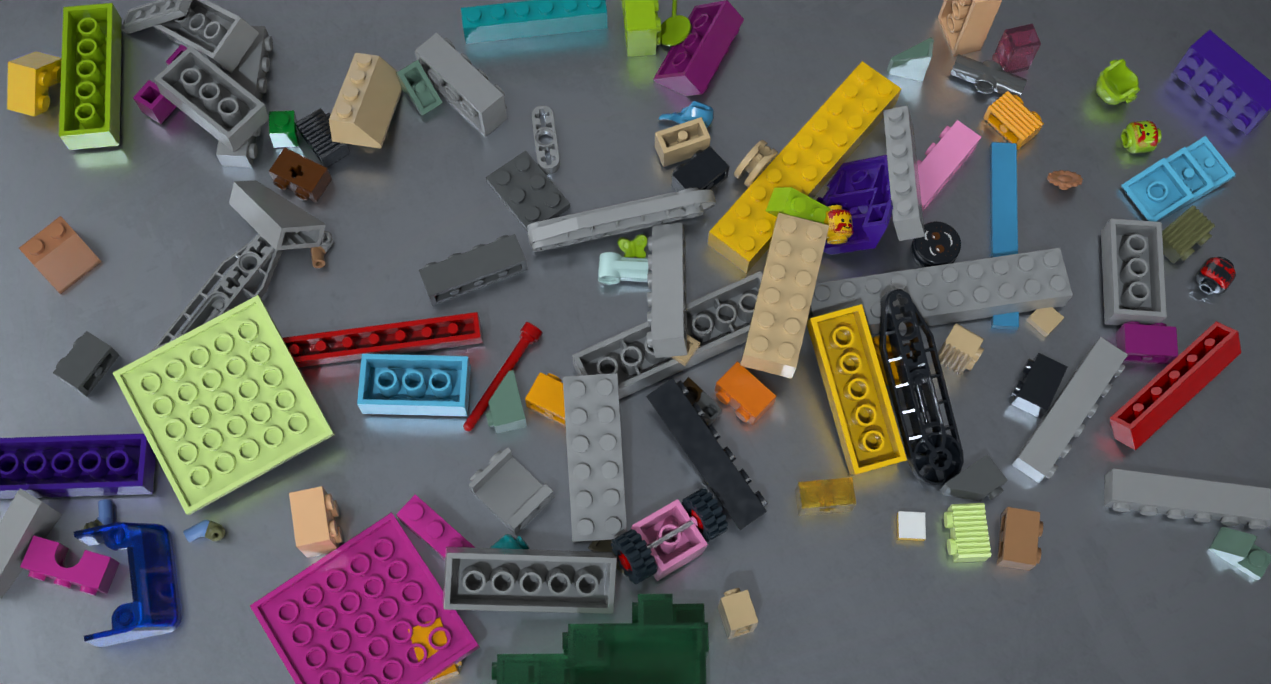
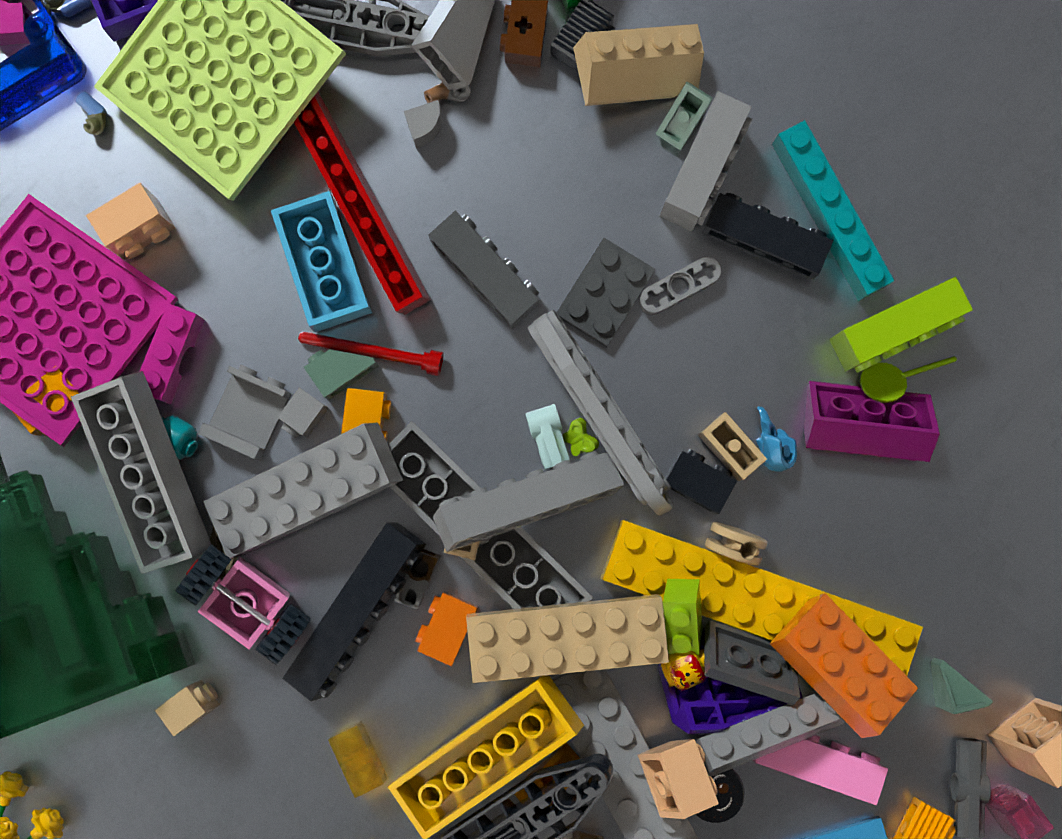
camera: 70 degrees right, 15 degrees up
(337, 274) = (424, 122): none -> light grey brick
(530, 445) = (302, 414): none -> light grey brick
(536, 65) = (768, 235): none -> black brick
(849, 176) = (748, 663): none -> dark grey plate
(872, 112) = (844, 666): none -> orange brick
(918, 249) = (678, 779): none -> light nougat brick

